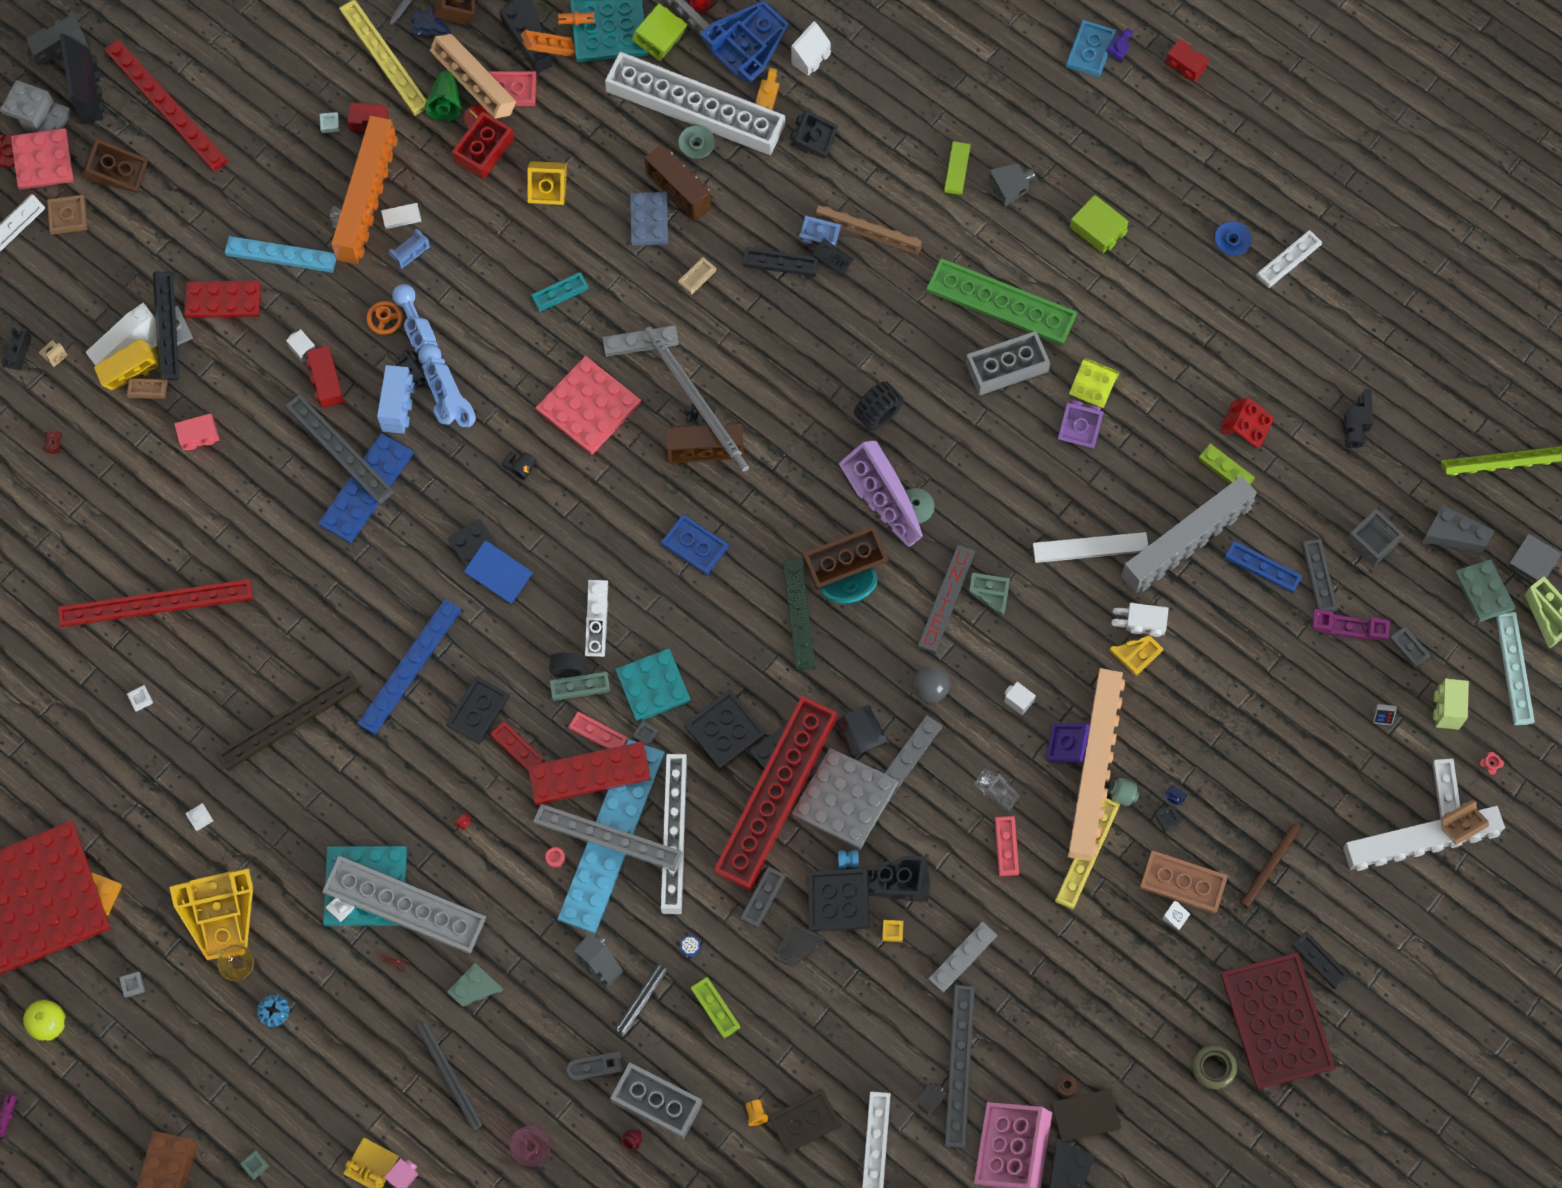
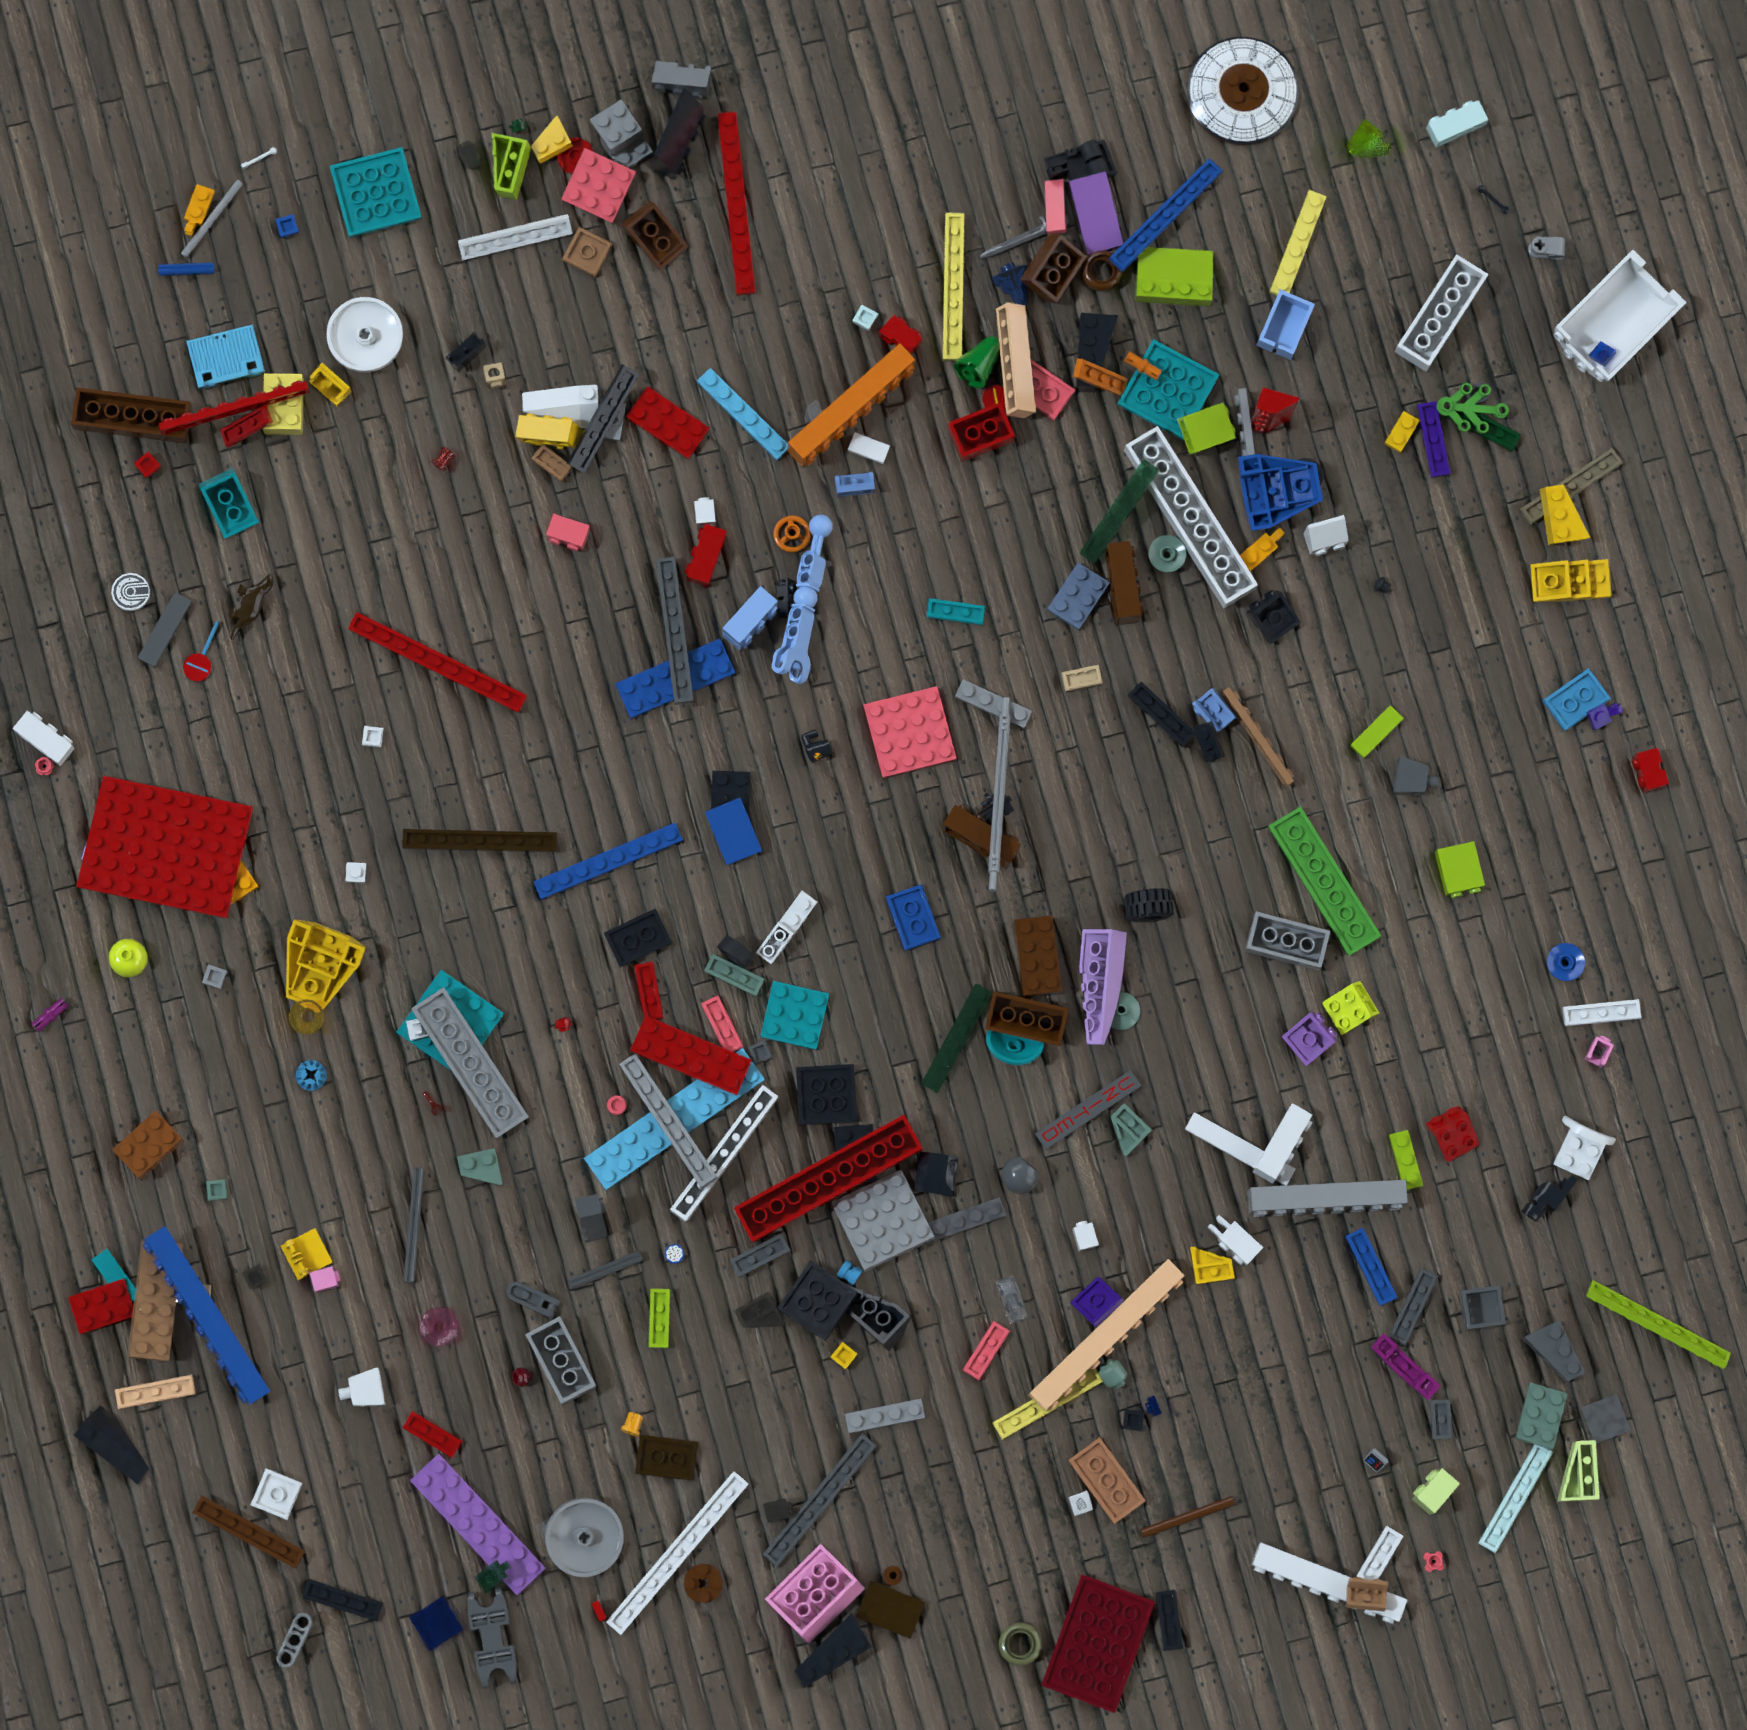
camera: 25 degrees right, 10 degrees up
(547, 182) = (1012, 503): yellow slope -> none
(636, 132) = (1119, 511): none -> clear green plate
(818, 506) = (1037, 956): none -> reddish brown brick
(880, 60) = (1382, 585): none -> black piece
(1121, 518) = (1282, 1143): none -> white brick
(1310, 287) = (1599, 1051): none -> bright pink window
(1354, 367) = (1581, 1149): none -> white piece

